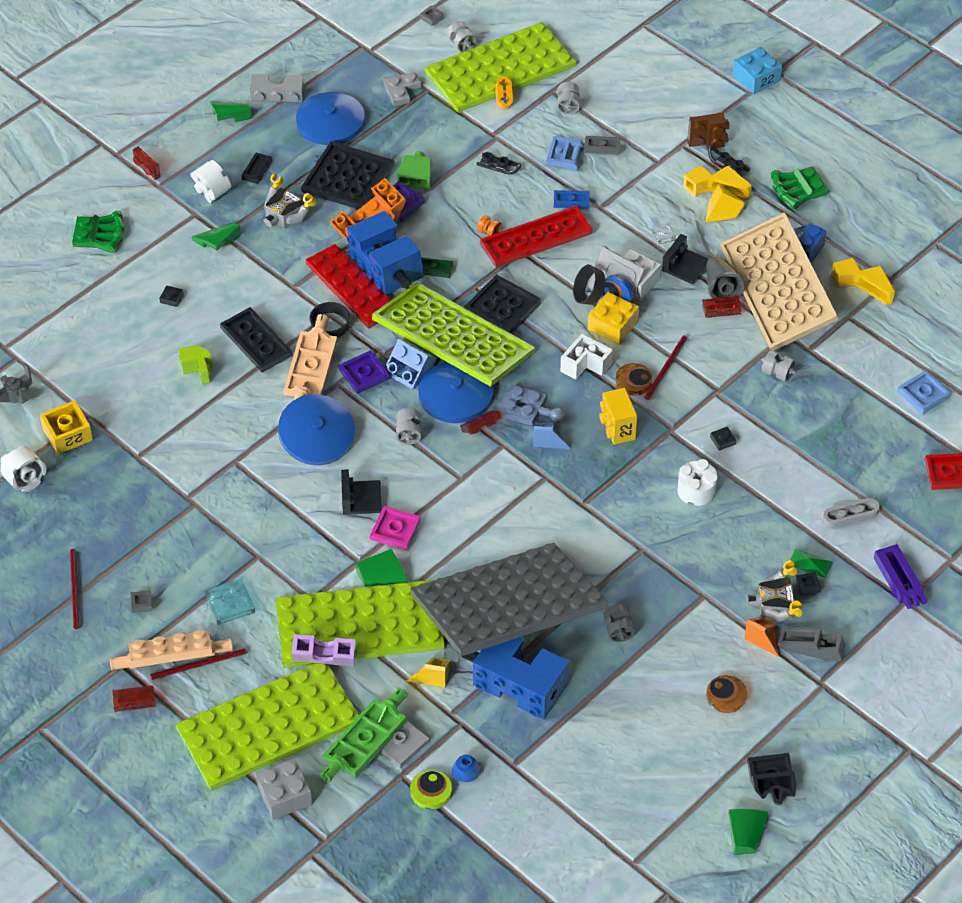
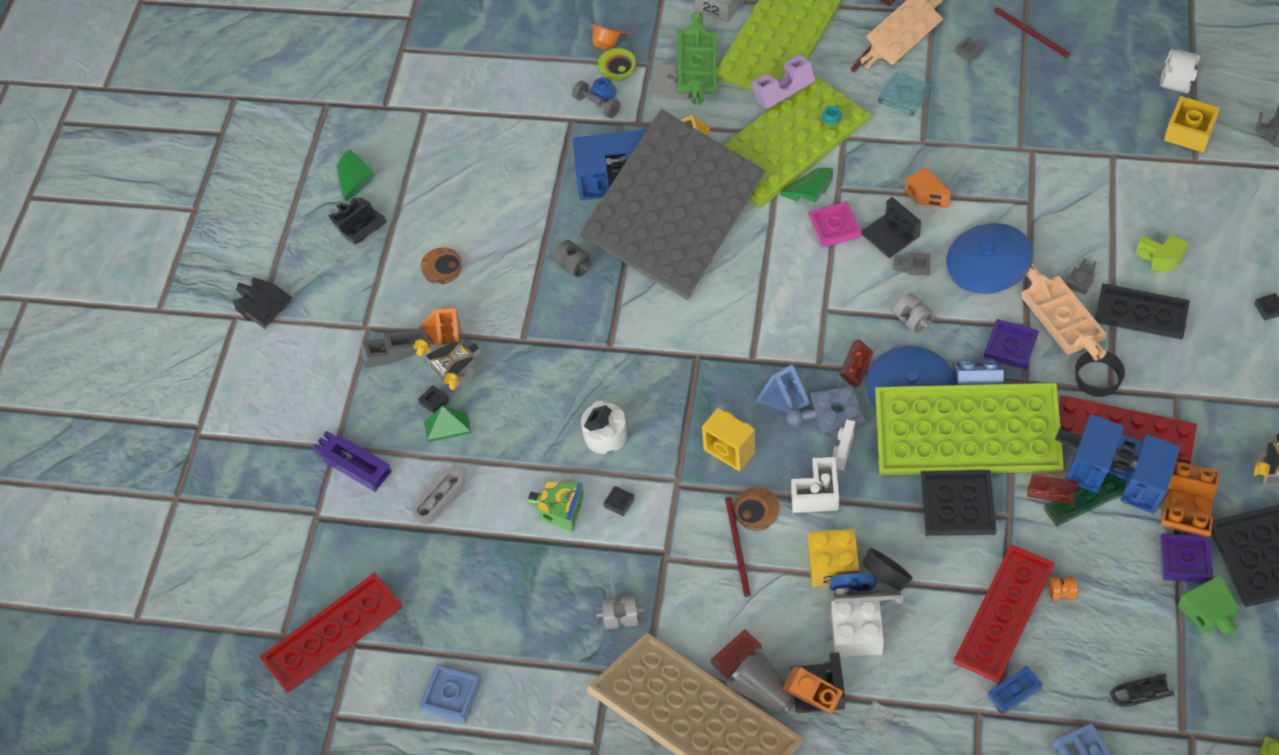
camera: 150 degrees right, 5 degrees up
(266, 386) = (1082, 278): none -> dark grey plate
(302, 508) = (927, 189): none -> orange slope
(312, 604) = (831, 115): none -> teal plate
(368, 462) = (916, 263): none -> dark grey plate
(412, 815) = (606, 38): none -> orange piece
(436, 277) = (1052, 489): none -> clear red plate
(475, 742) = (581, 91): none -> dark grey wheel
(540, 376) = (845, 437): none -> white plate
(699, 245) = (812, 689): none -> orange slope
(704, 465) = (598, 418): none -> black plate
(767, 455) = (559, 503): none -> bright green torso
(900, 754) = (261, 301): none -> black plate

